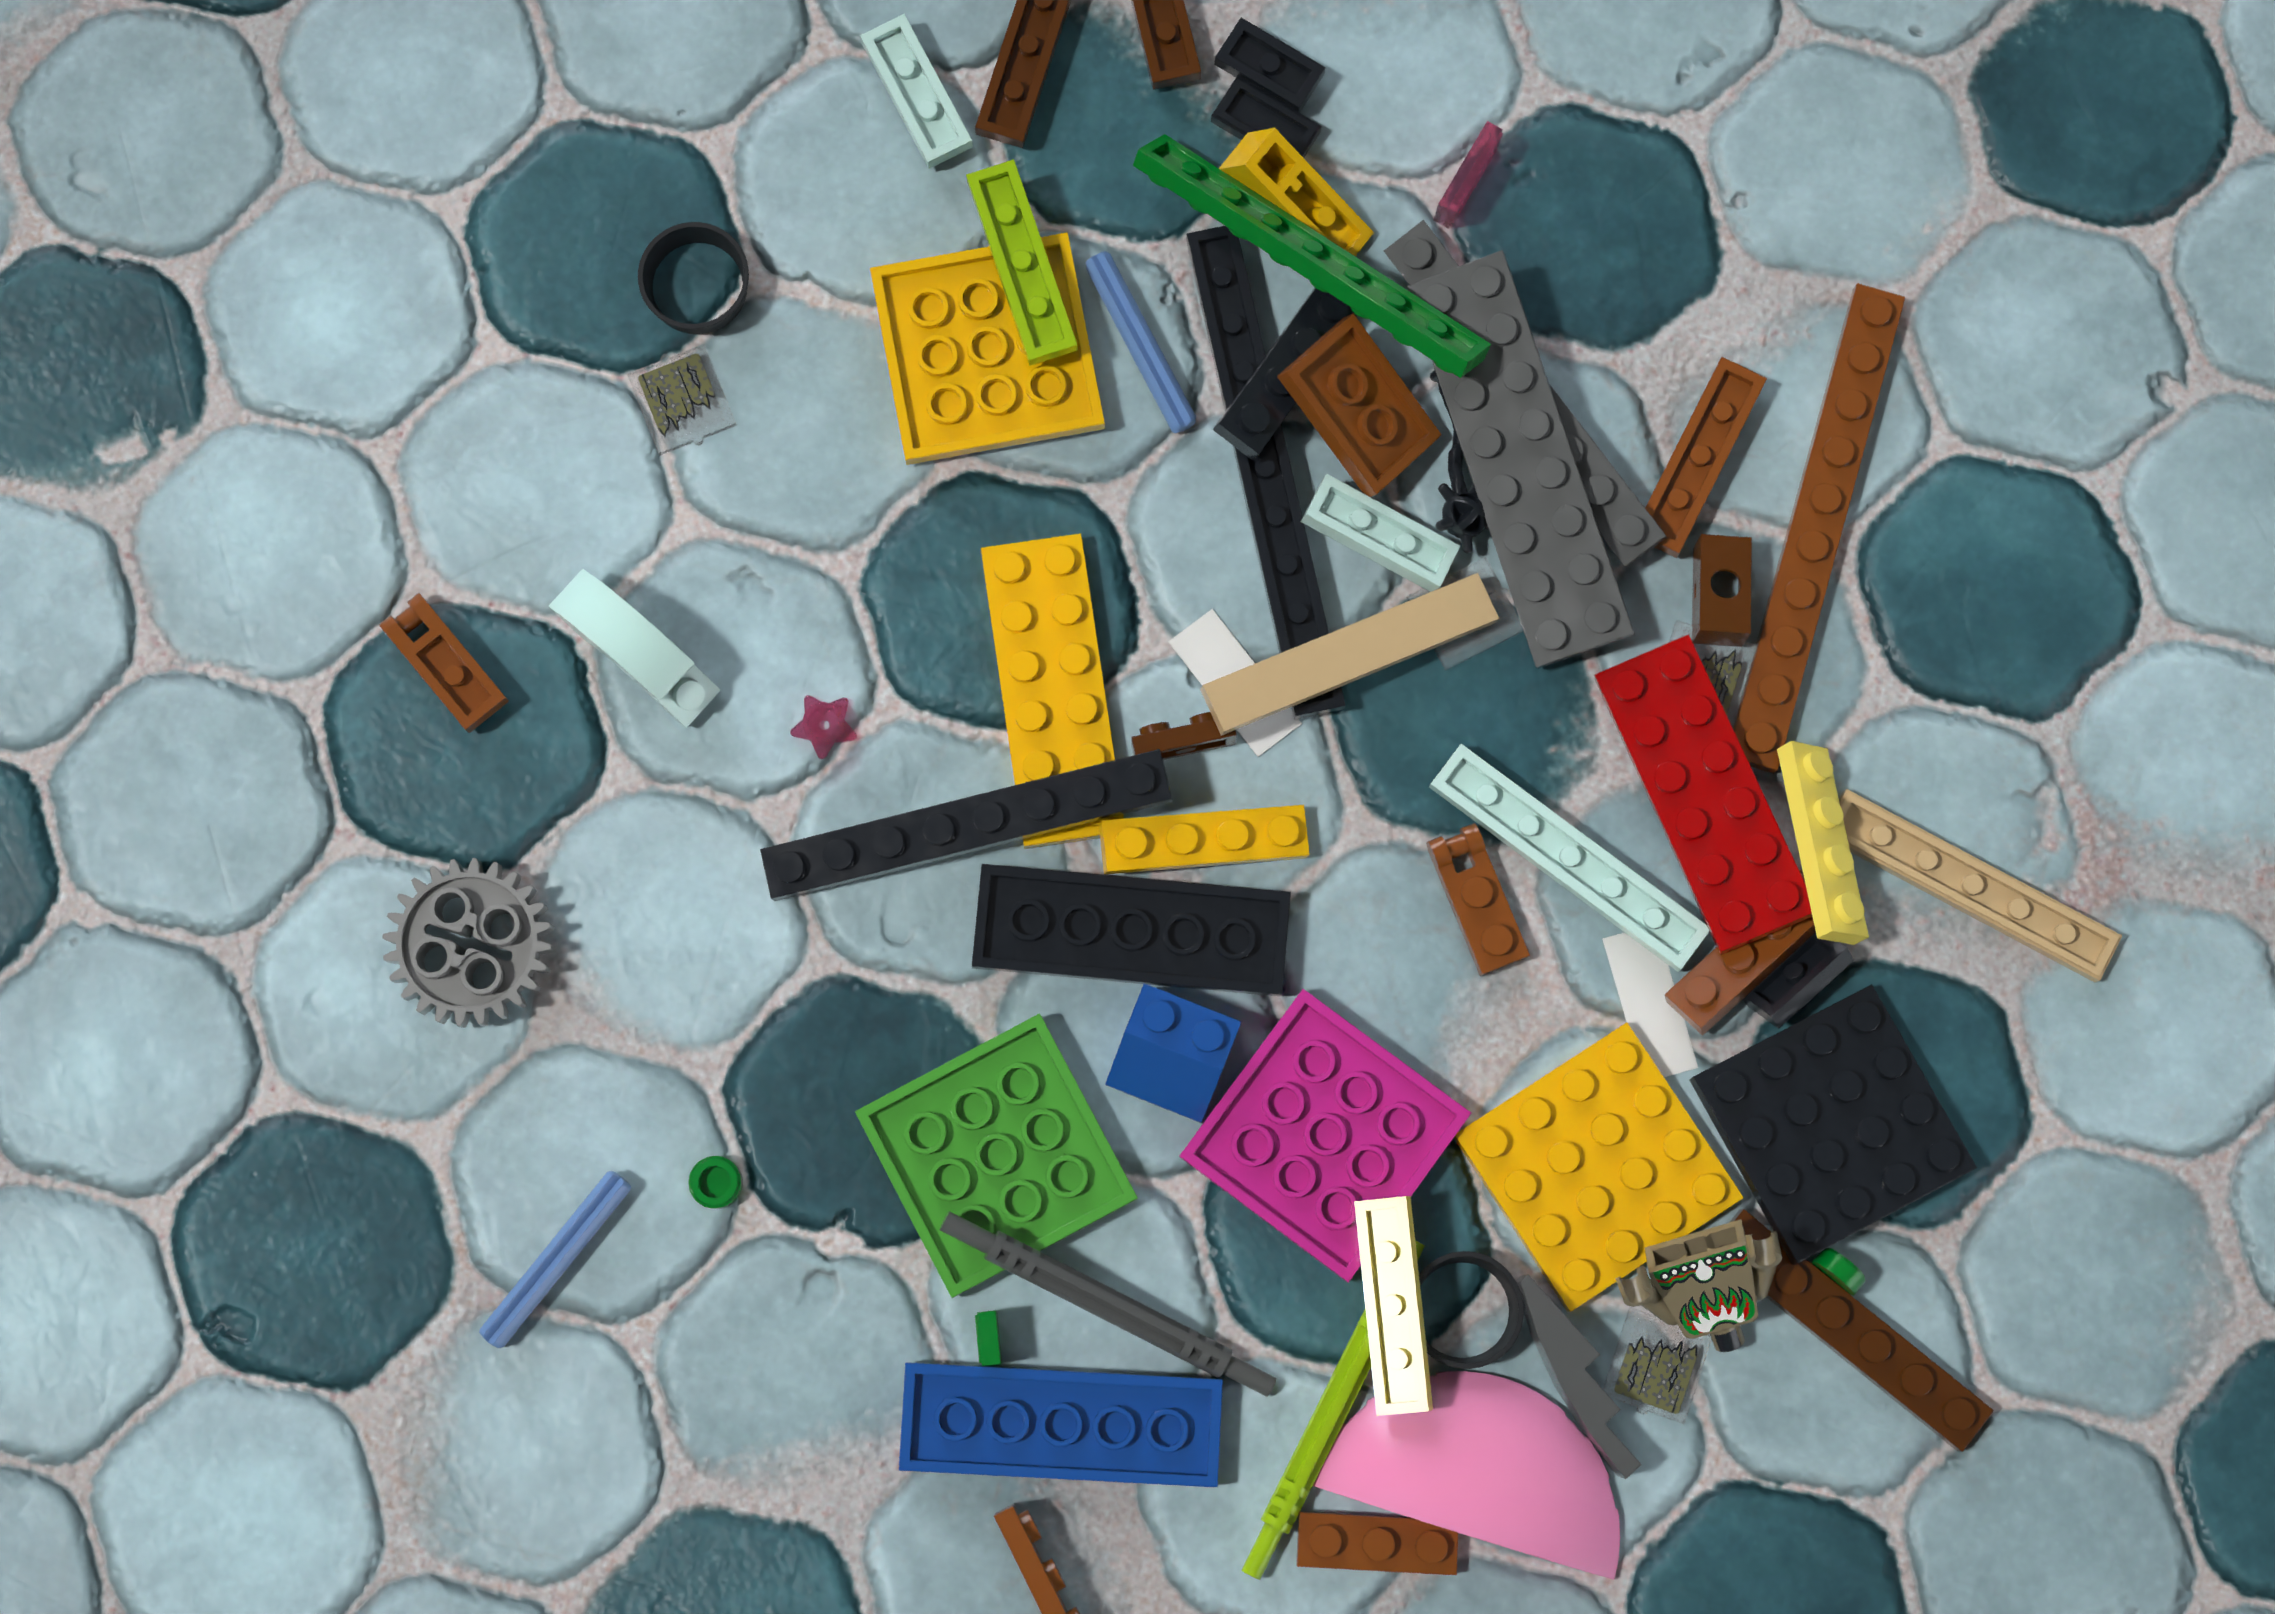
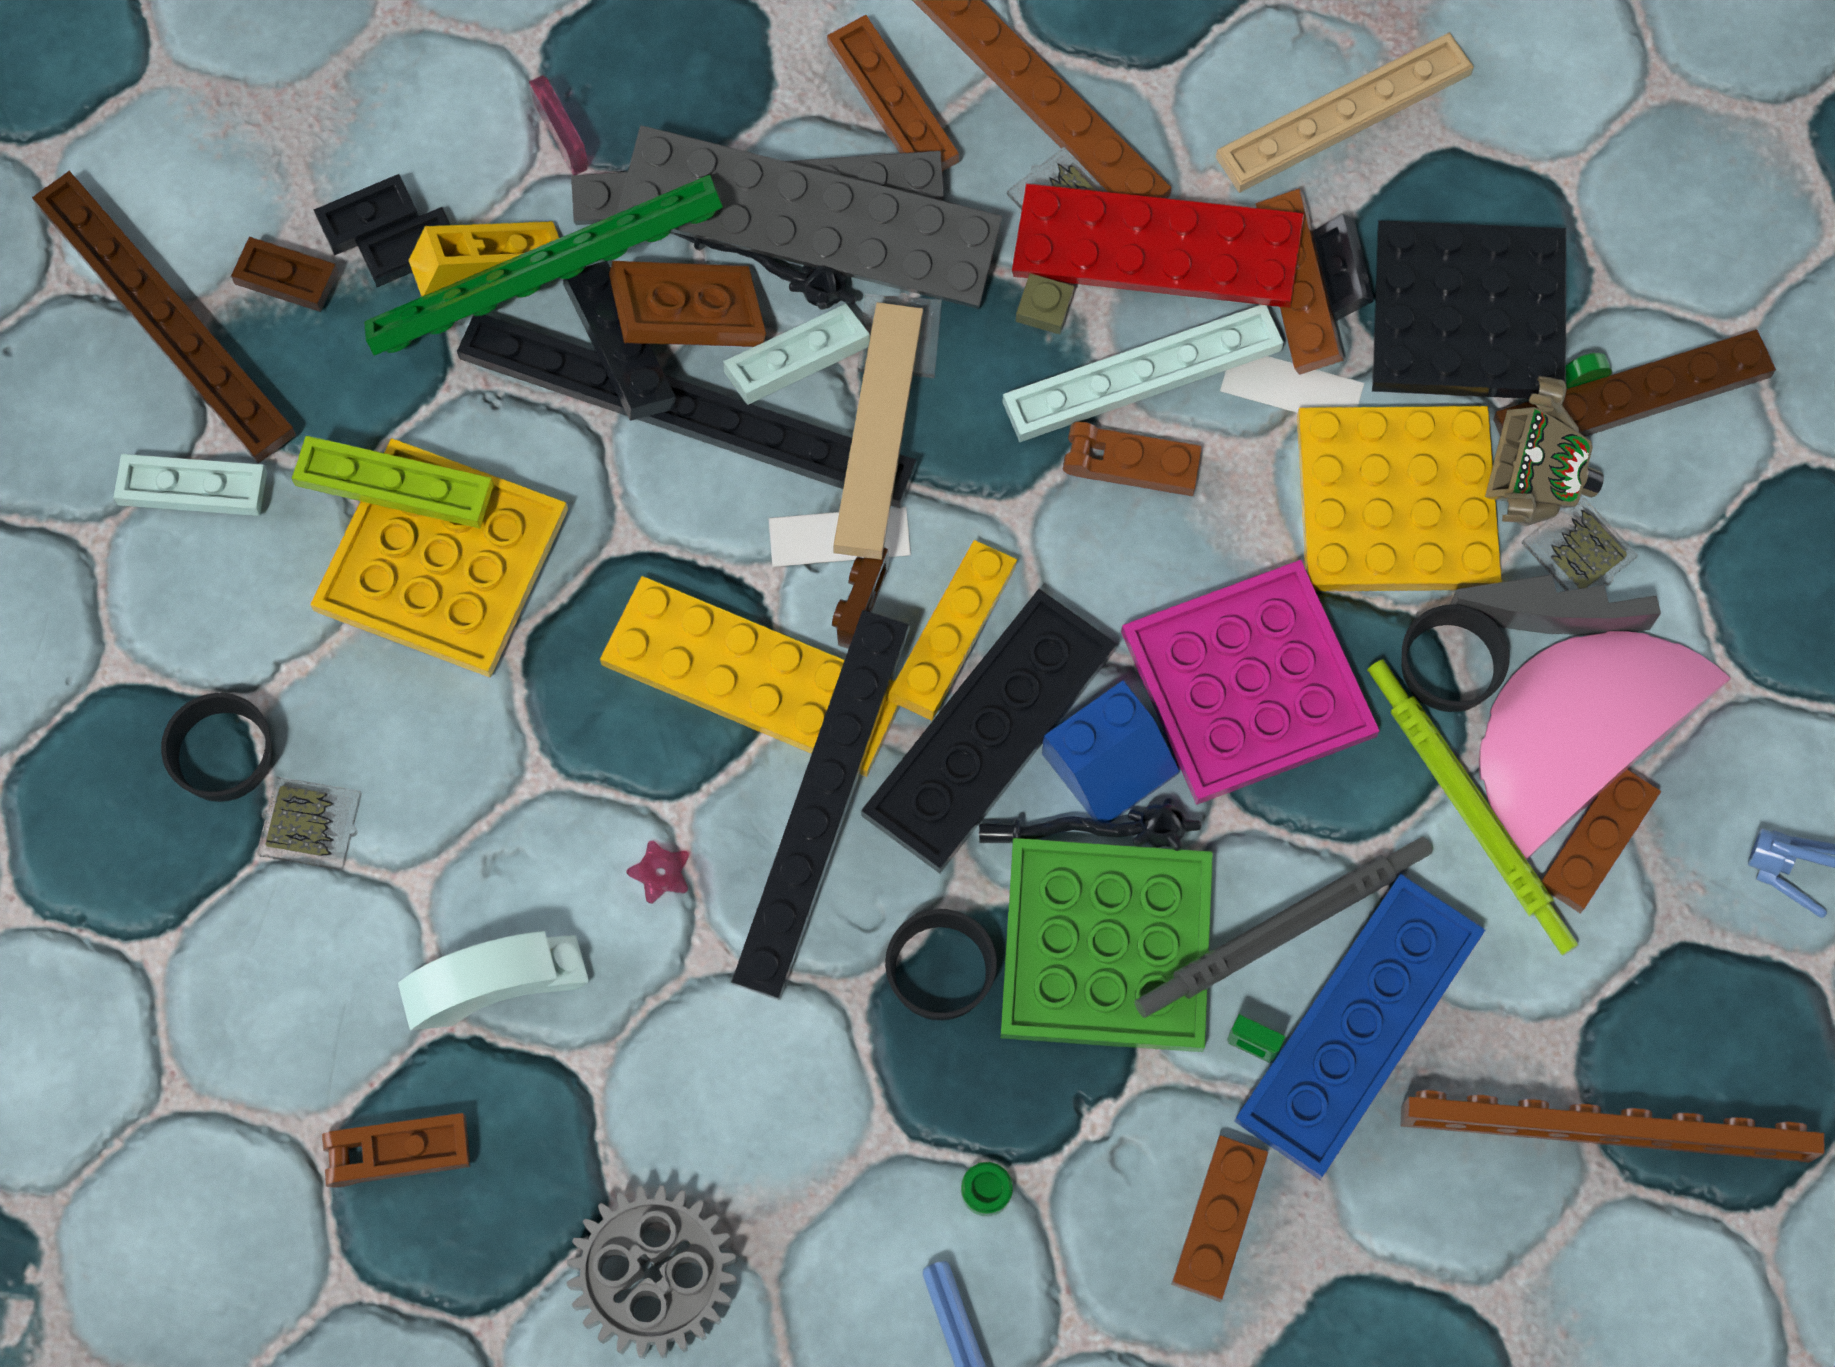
camera: 55 degrees left, 10 degrees down
(812, 1401) = (1219, 1218): none -> dark orange plate
(856, 979) = (946, 919): none -> black tyre
(1133, 1134) = (1156, 825): none -> black piece
(1140, 342) = (517, 440): medium blue axle -> none
(1393, 1306) = (1422, 702): plate -> none
(1583, 725) = (1044, 303): none -> olive plate
(1718, 618) = (1022, 160): reddish brown piece -> none
(1822, 843) = (1262, 186): light yellow plate -> none

